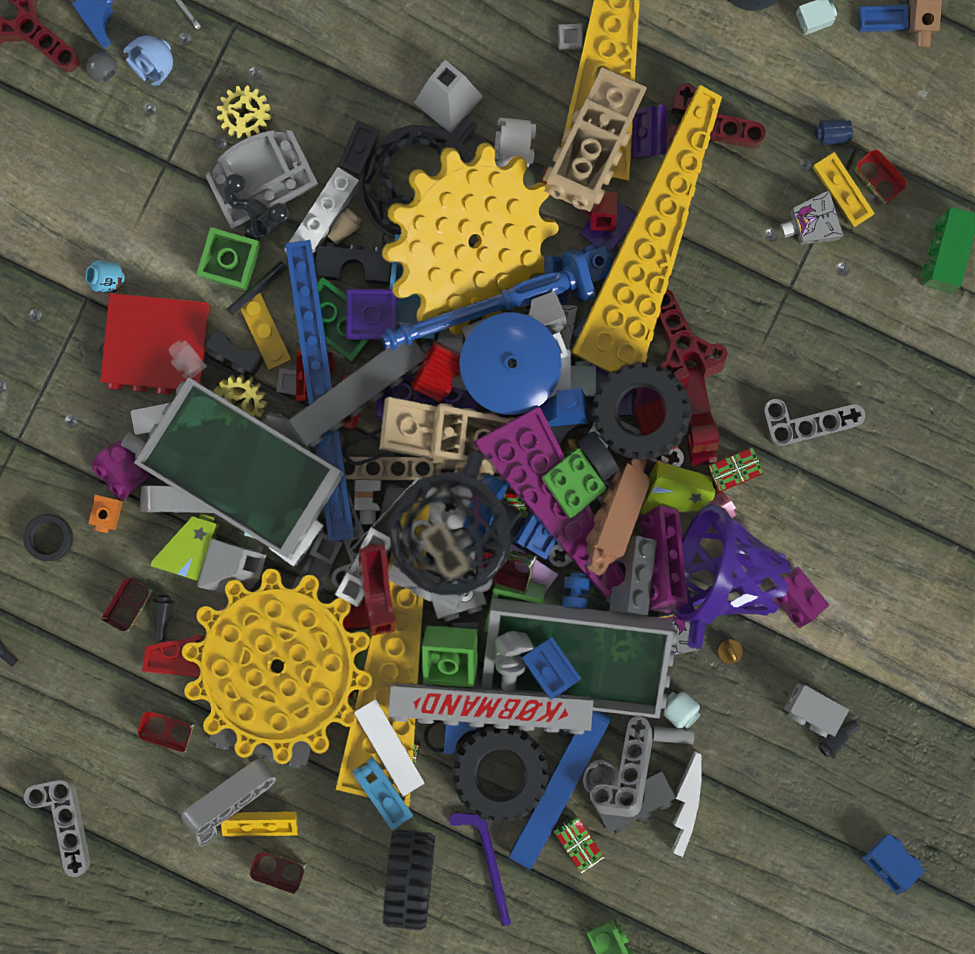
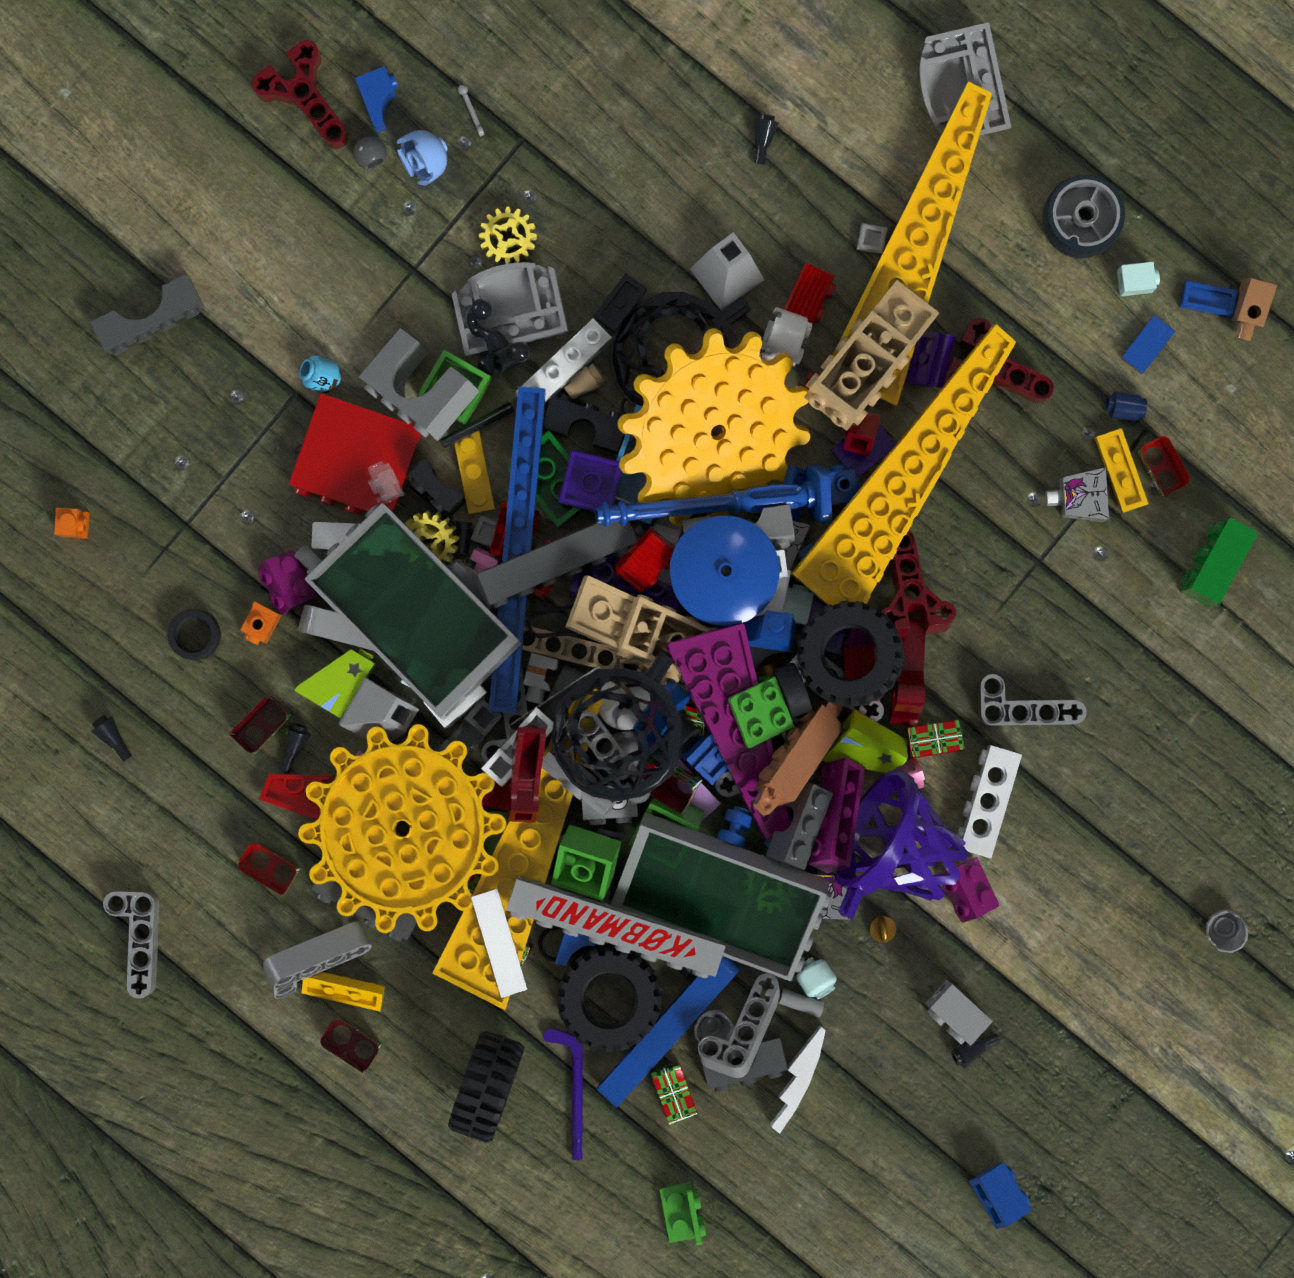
camera: 15 degrees right, 0 degrees up
(213, 285) = (430, 412): none -> light grey arch
(268, 387) = (463, 532): none -> black pin
(292, 407) = (484, 559): none -> bright pink tile
(383, 794) = (481, 990): dark azure plate -> none
(449, 558) = (606, 744): dark tan brick -> none
(508, 659) = (646, 879): light grey piece -> none
(526, 98) = (810, 292): none -> red brick
(551, 668) = (689, 901): blue plate -> none
(806, 476) = (1008, 765): none -> white brick
(839, 72) = (1148, 344): none -> blue tile

